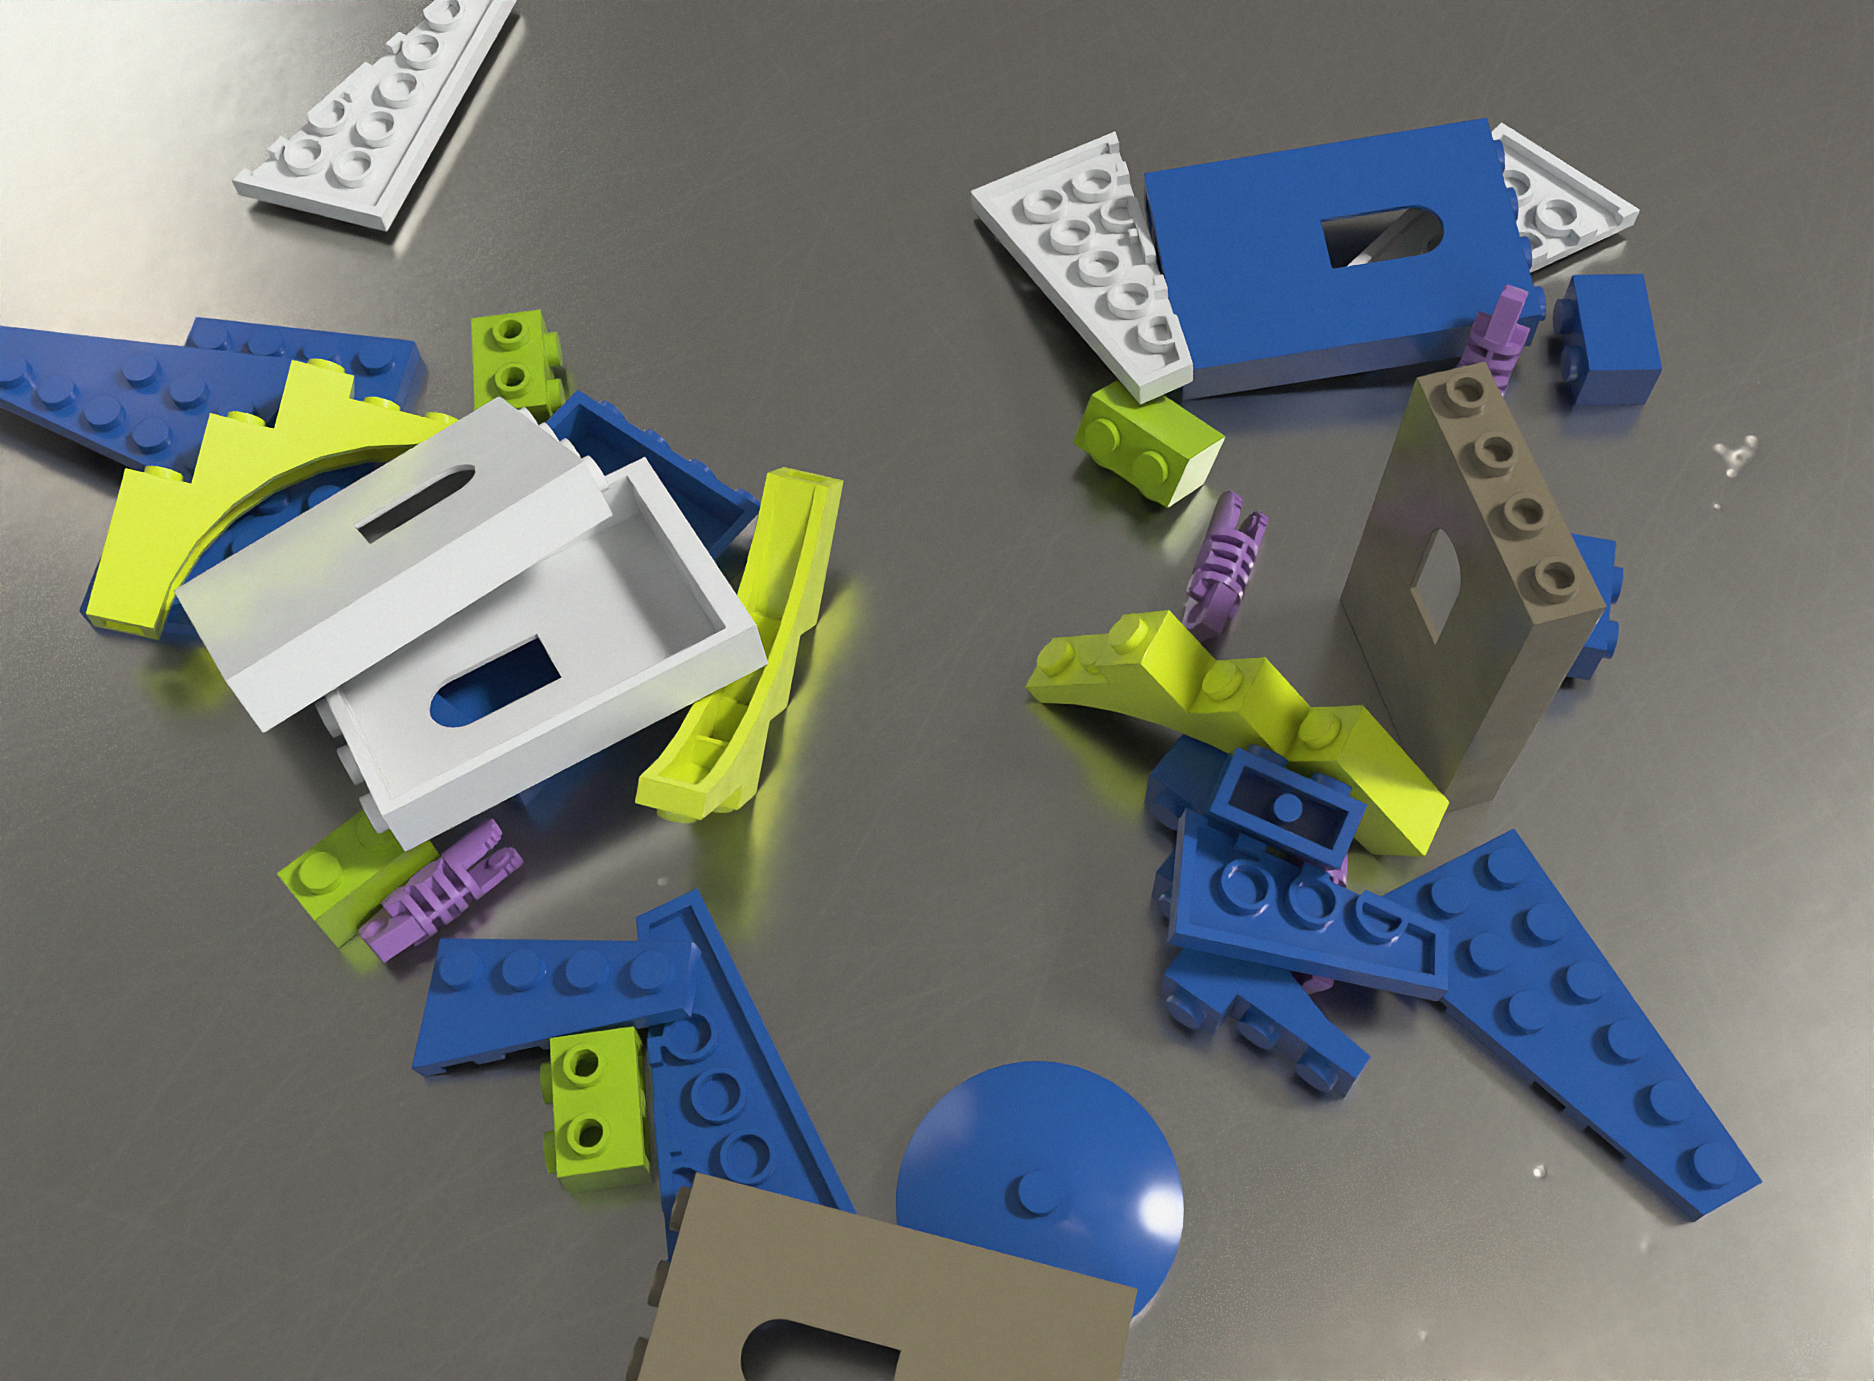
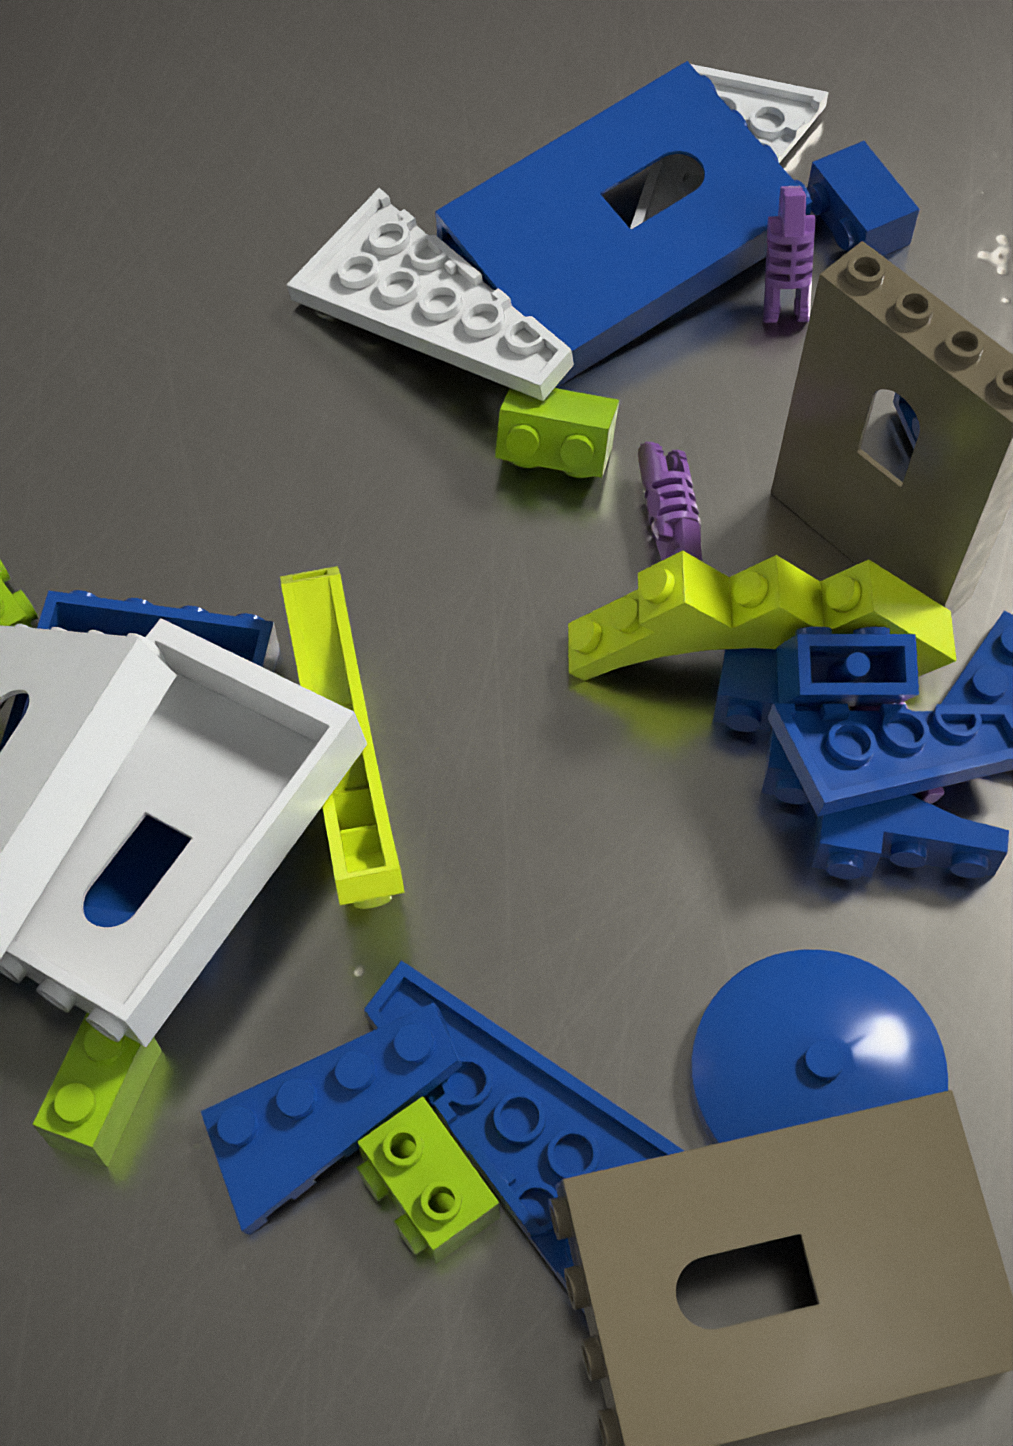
camera: 30 degrees left, 0 degrees up
(439, 892) = (176, 1073): medium lavender hinge -> none

